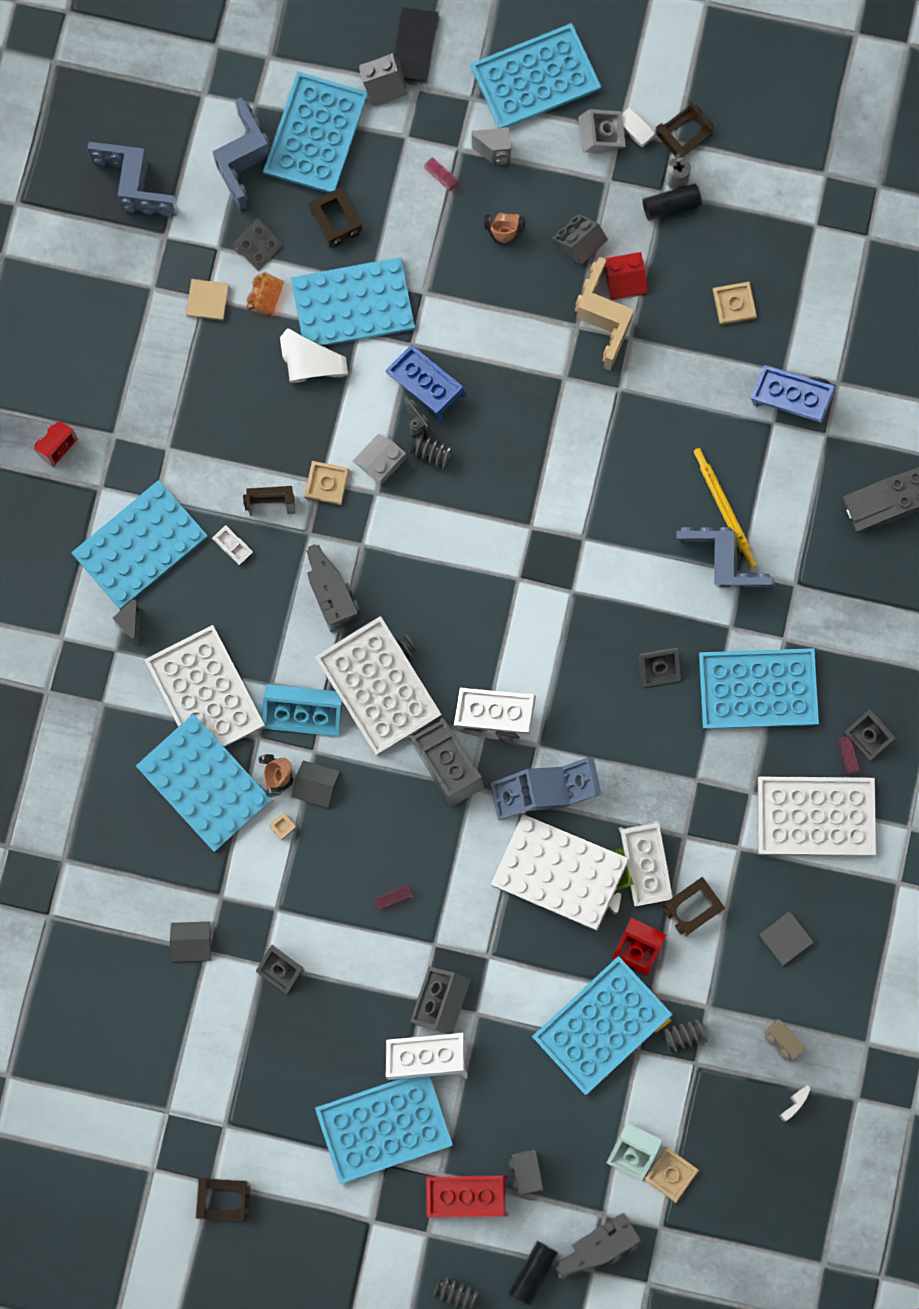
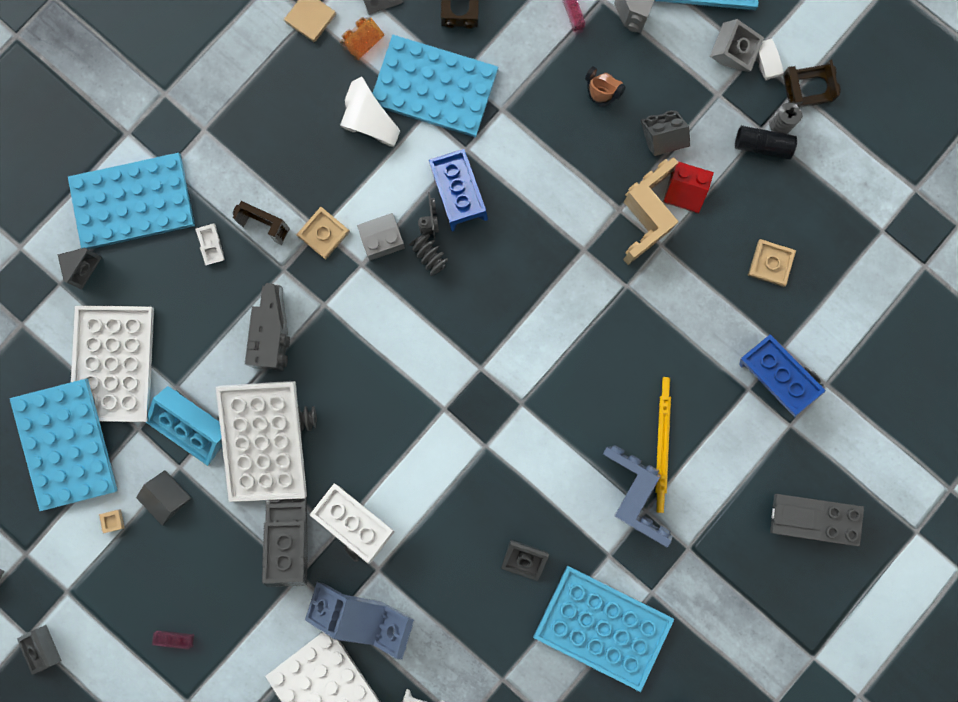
camera: 25 degrees right, 5 degrees up
(55, 443) = (106, 73): red slope -> none
(276, 774) = (133, 473): nougat cap -> none

